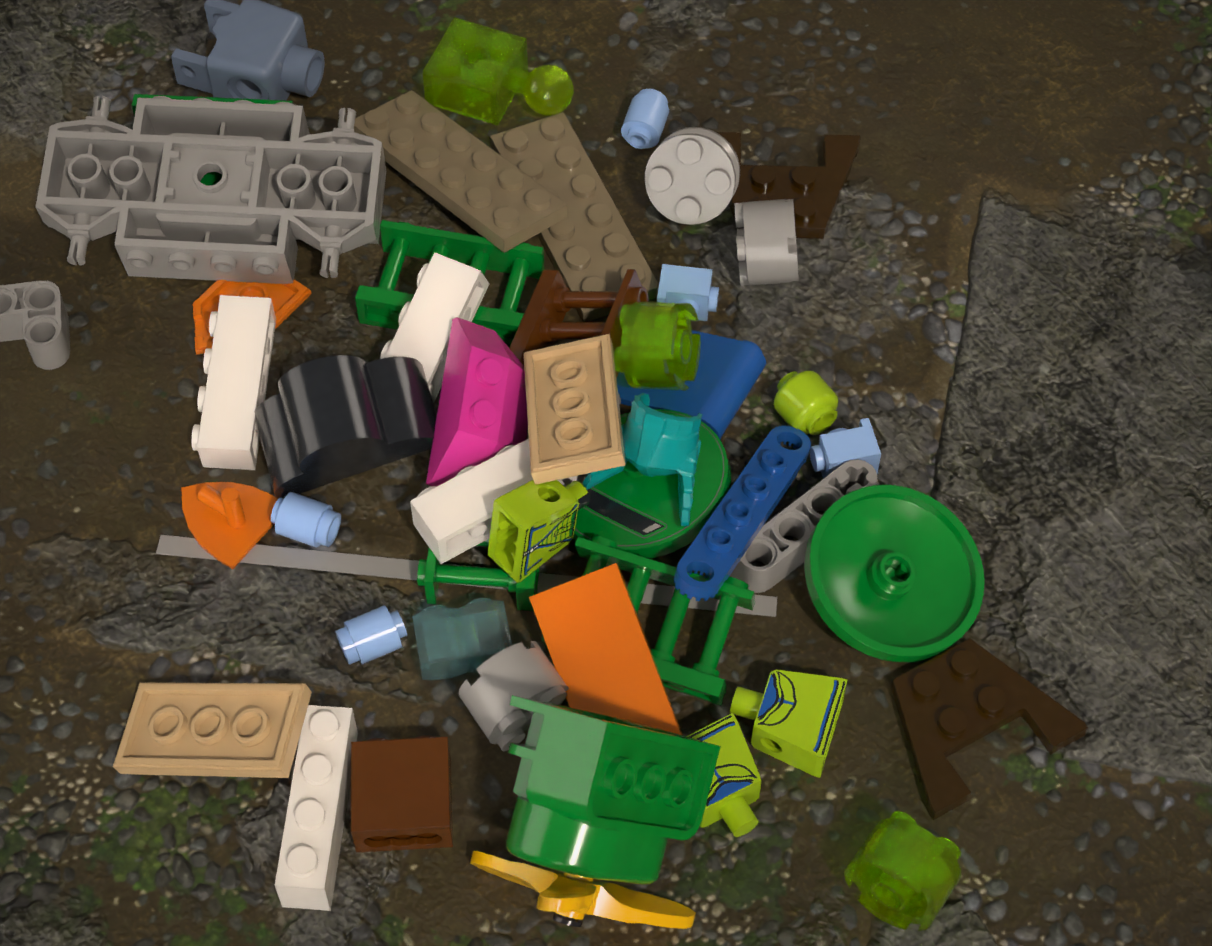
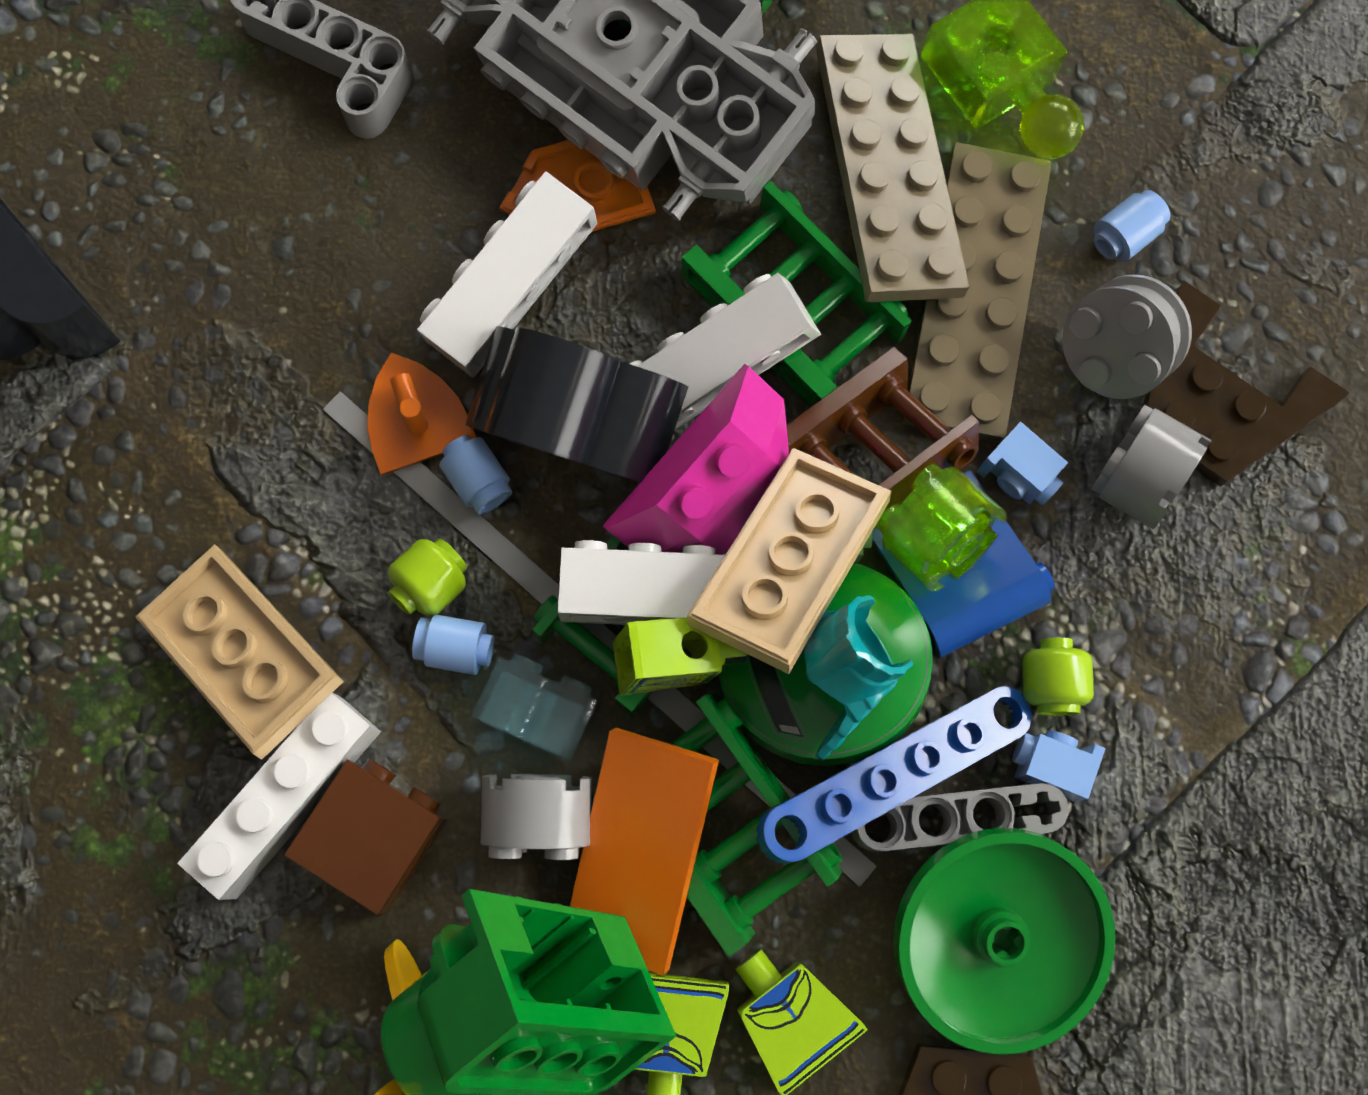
camera: 30 degrees right, 20 degrees up
(319, 603) = (426, 577): none -> lime head

